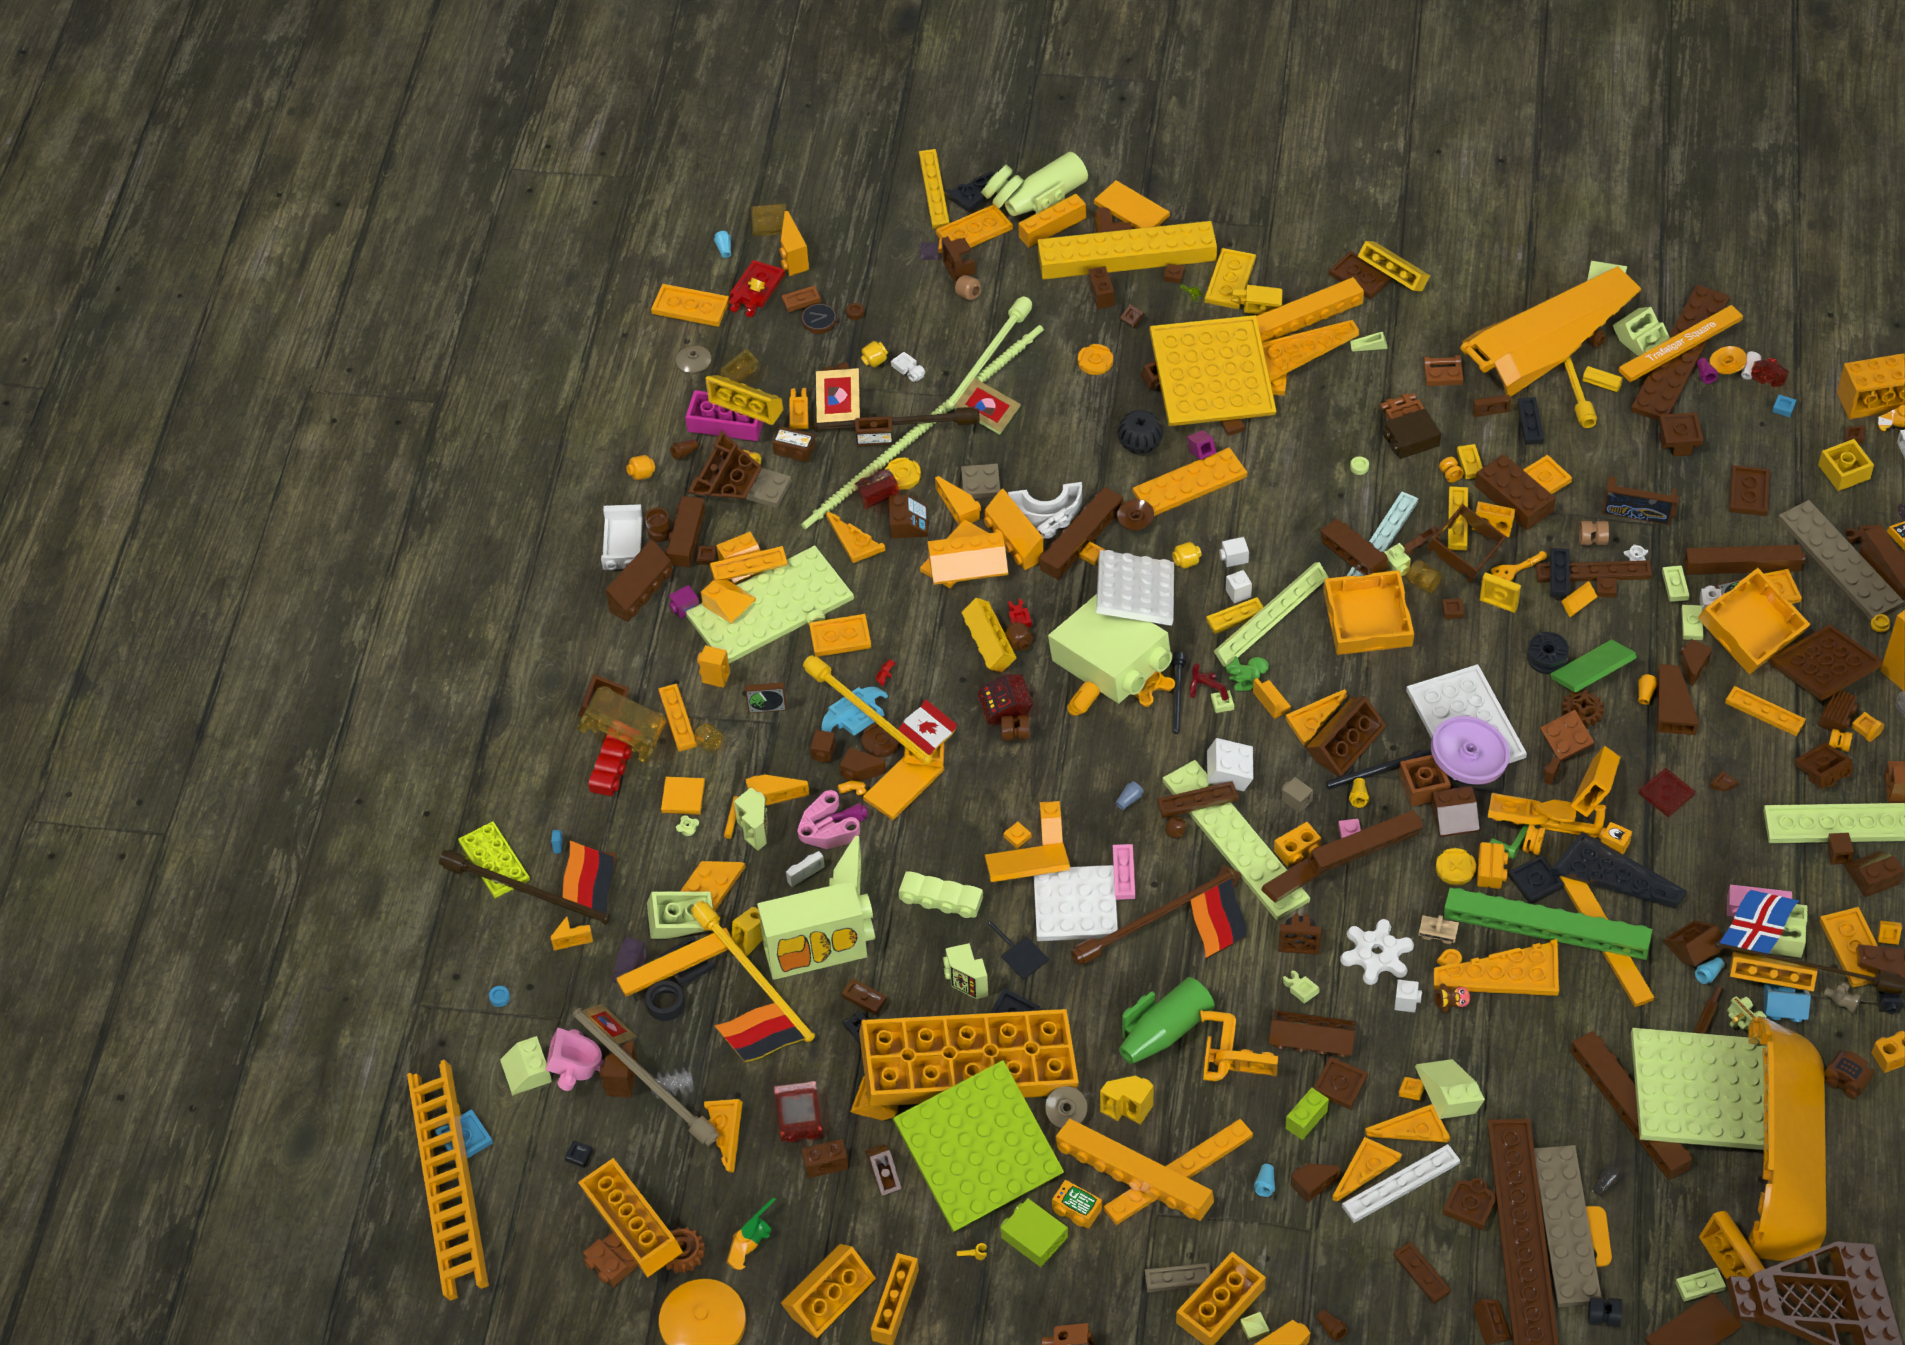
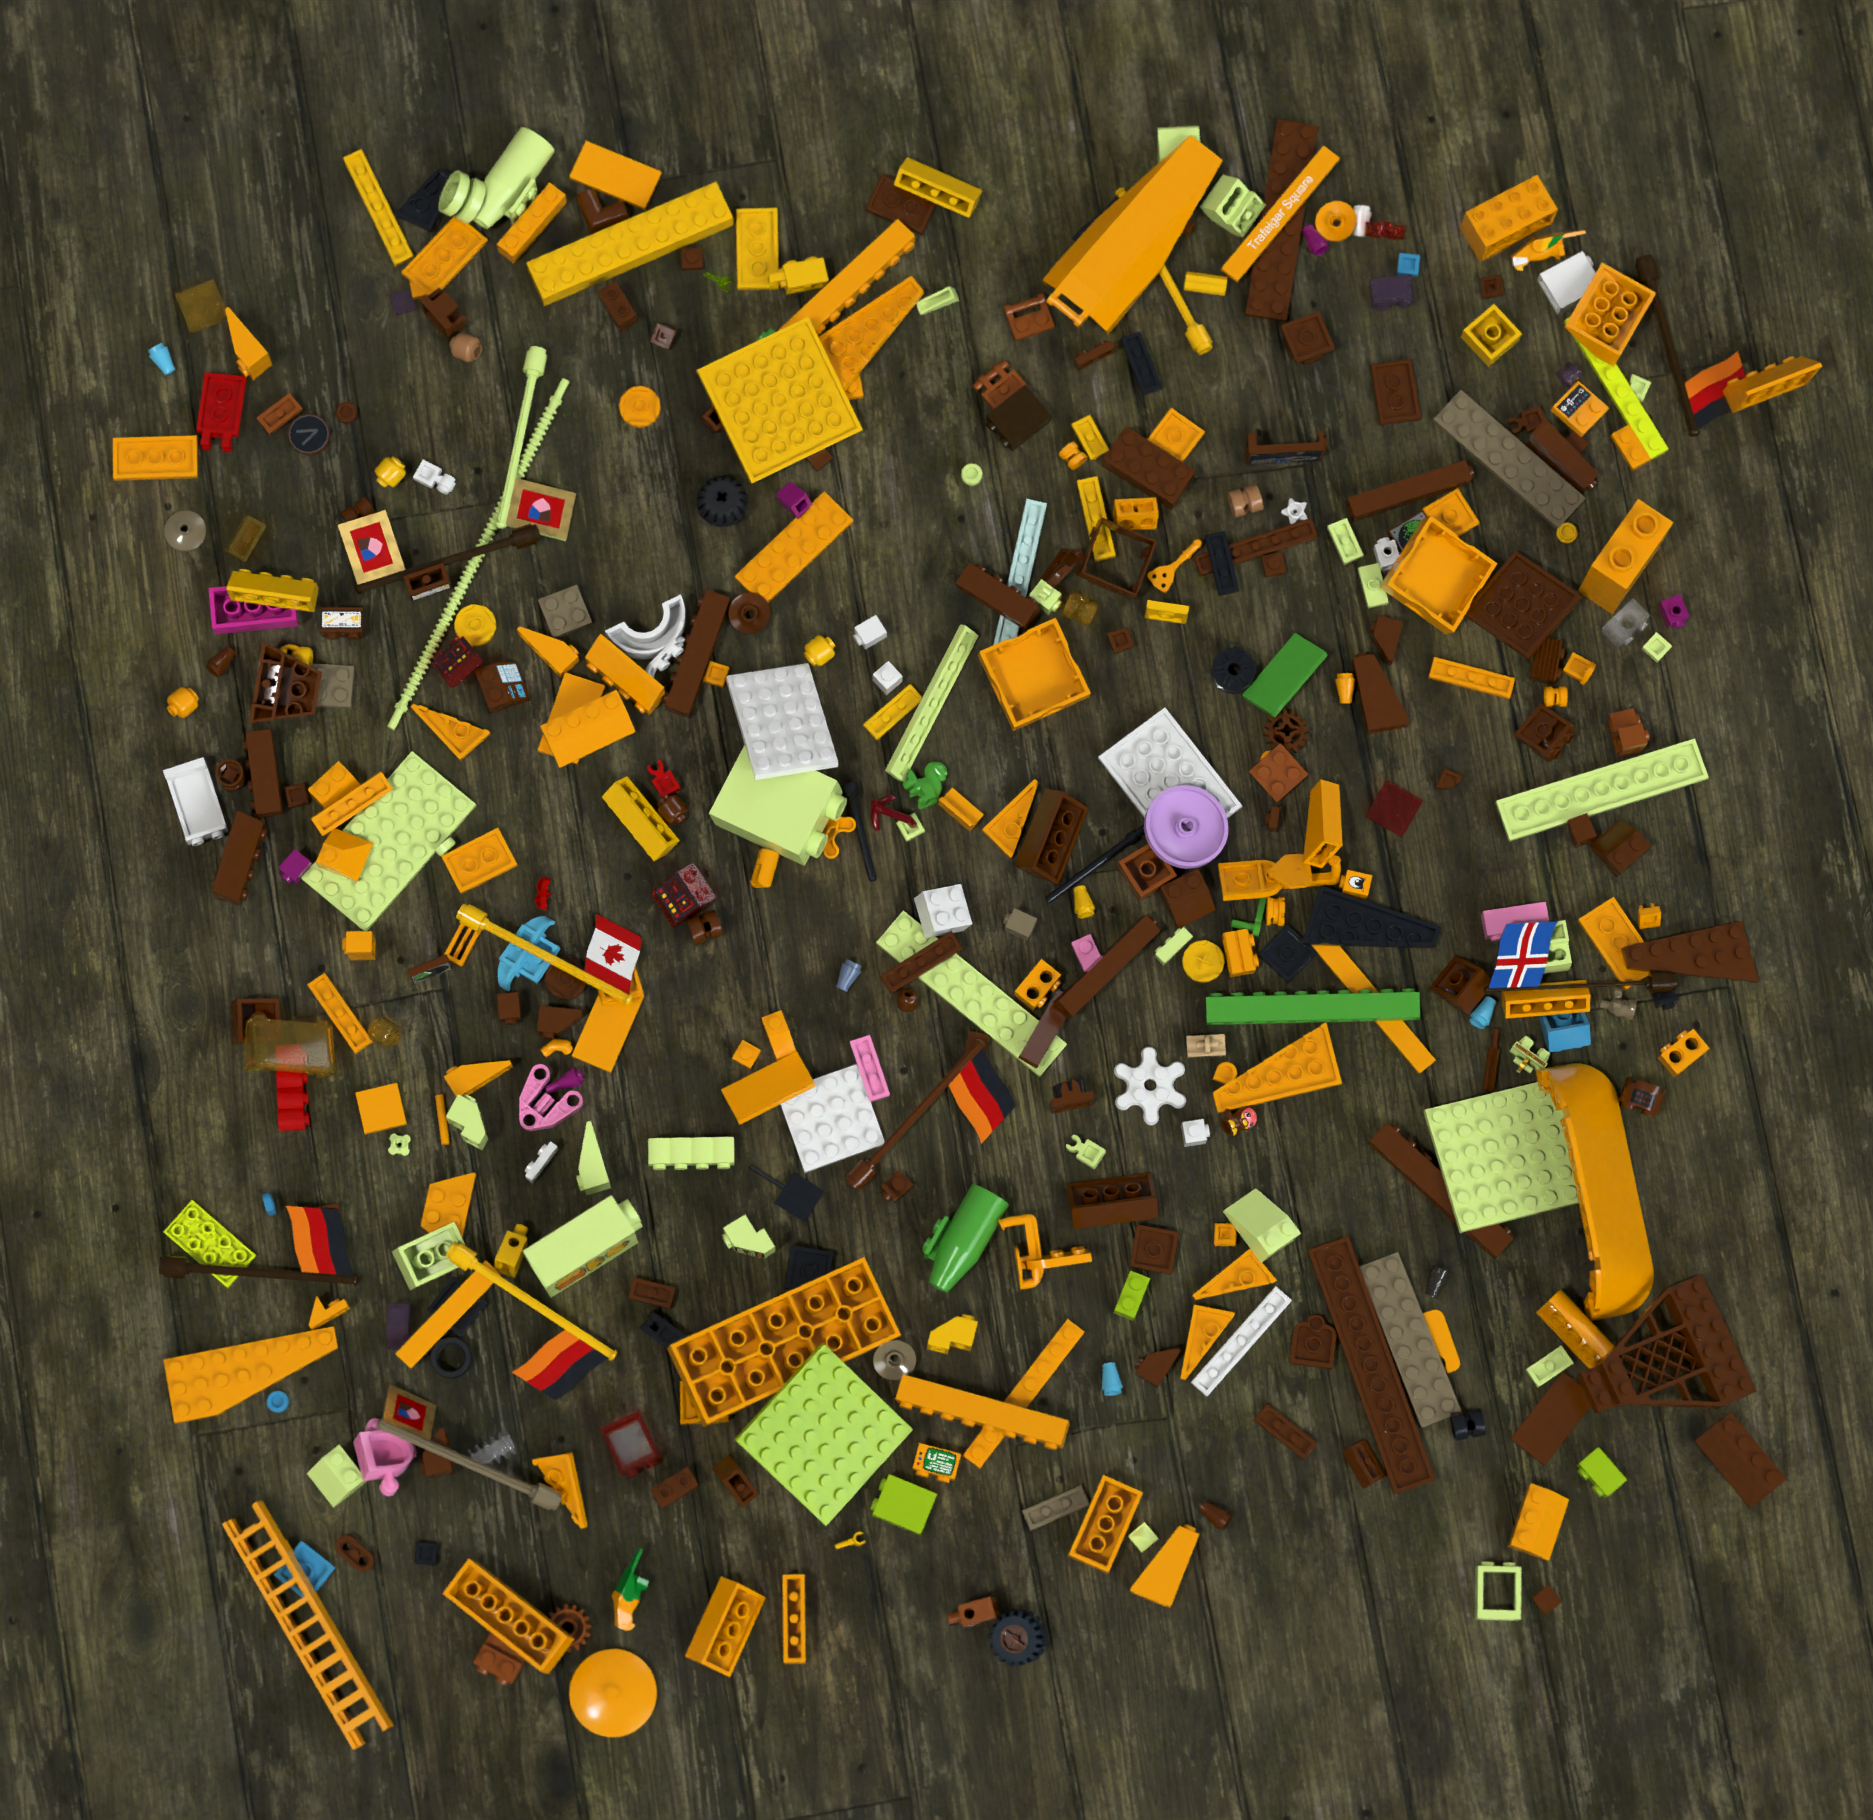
camera: 25 degrees left, 25 degrees up
(454, 964) = (221, 1378): none -> light orange wing
(515, 1136) = (354, 1554): none -> reddish brown plate
(756, 284) = (225, 415): yellow plate -> none
(799, 410) = (331, 572): light orange hinge -> none
(804, 693) = (467, 951): none -> light orange tile
(1115, 971) = (895, 1187): none -> reddish brown bracket
(1431, 846) = (1173, 945): none -> yellowish green piece
(1579, 599) = (1250, 590): light orange tile -> none
(1764, 418) = (1391, 292): none -> clear purple brick

